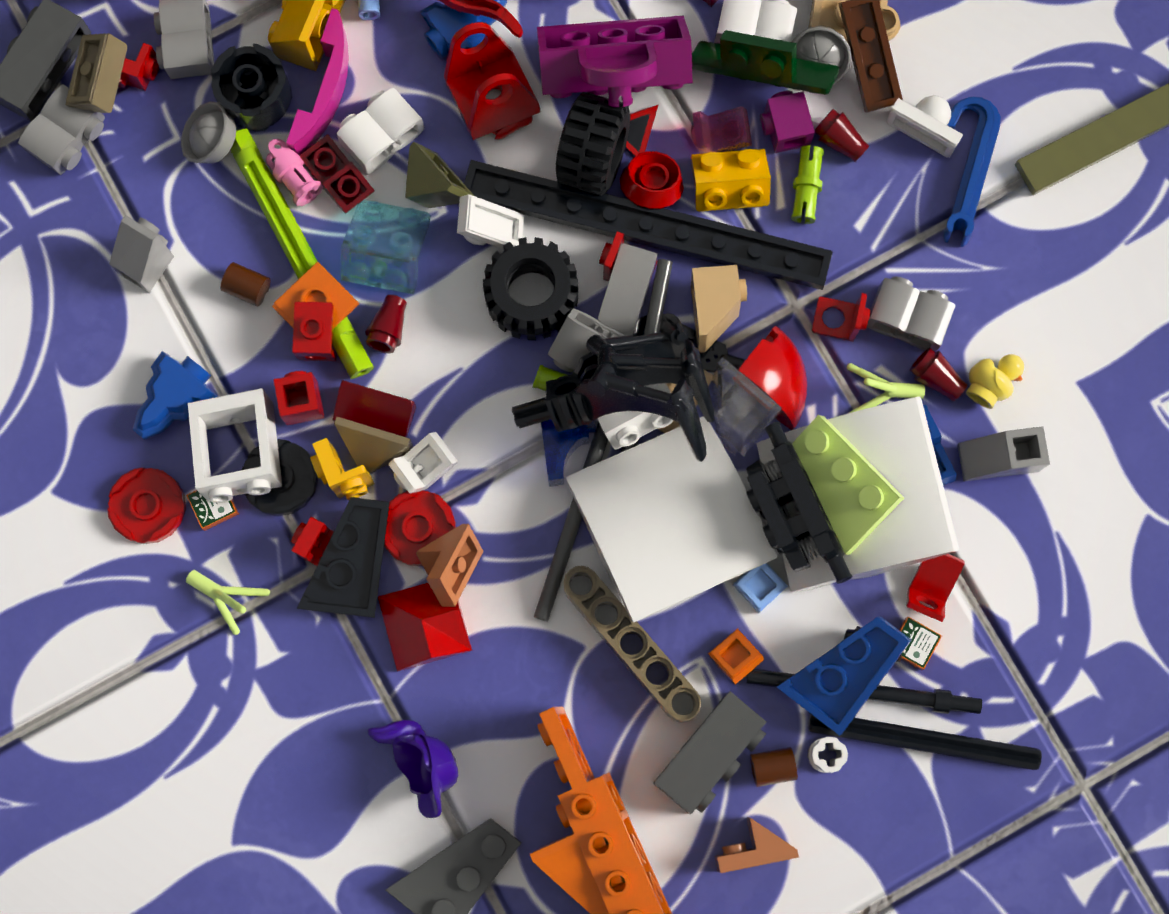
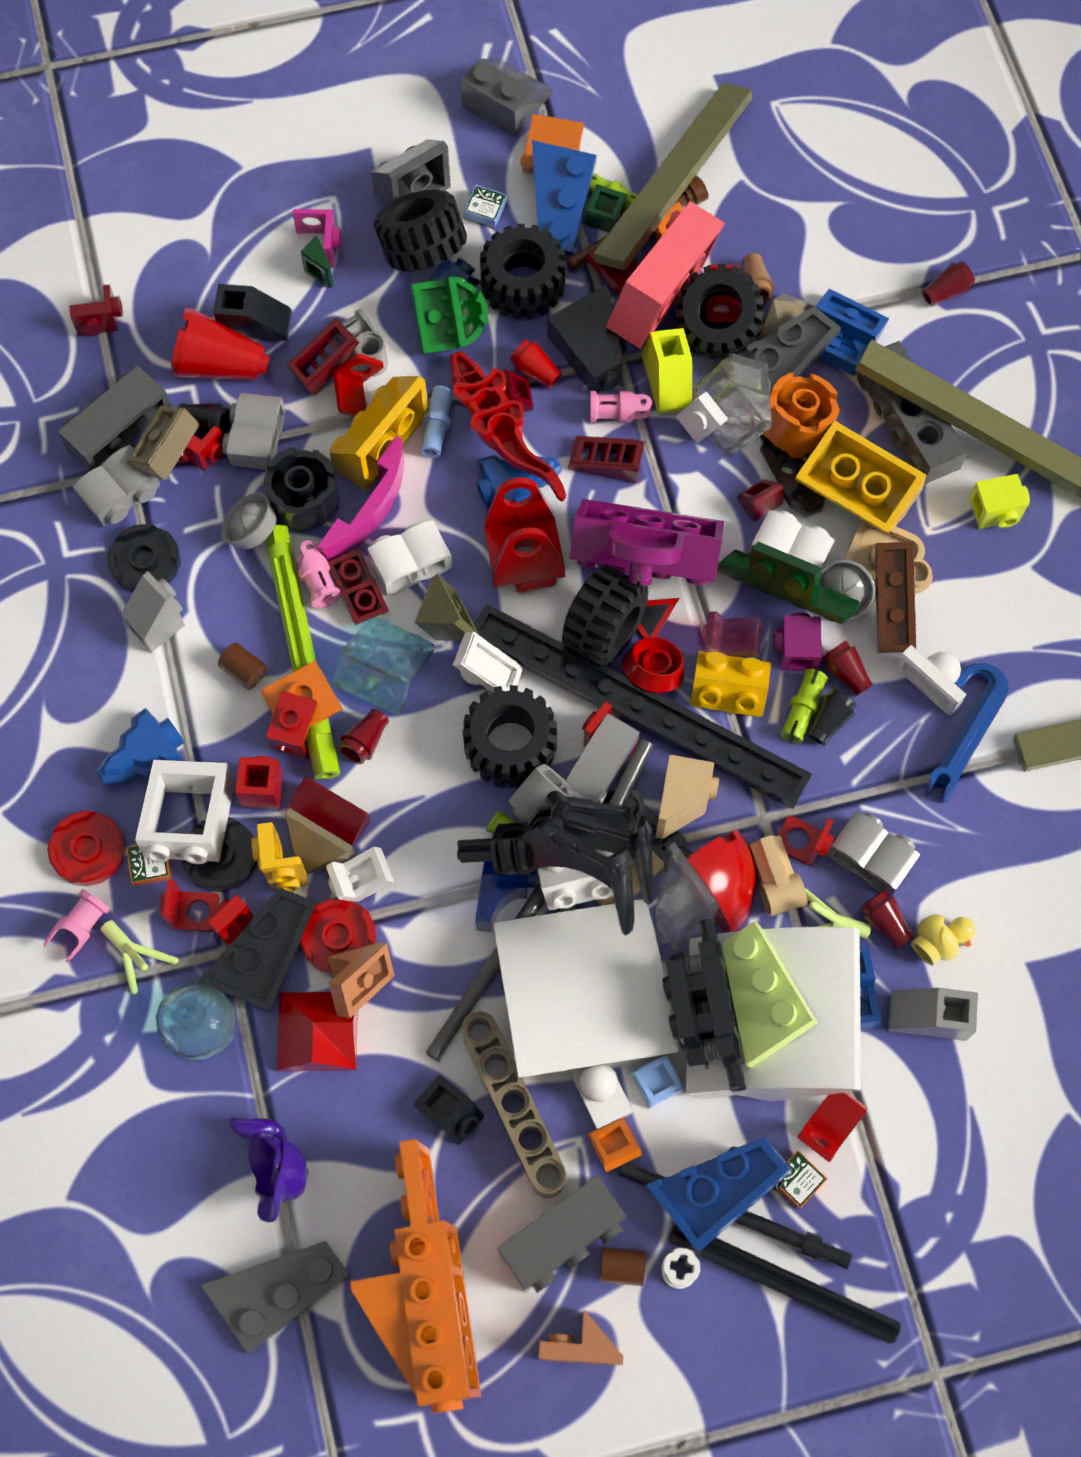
camera: 15 degrees right, 10 degrees down
(110, 193) = (143, 550): none -> black tile
(133, 32) = (209, 415): none -> black cone
(163, 579) = (80, 920): none -> bright pink piece
(251, 539) = (175, 906): none -> red bracket
(320, 655) = (198, 1036): none -> clear light blue cylinder
(572, 665) = (449, 1109): none -> black bracket
(712, 614) = (601, 1094): none -> white tile
(829, 369) = (780, 886): none -> tan piece
(837, 186) = (831, 716): none -> black cone

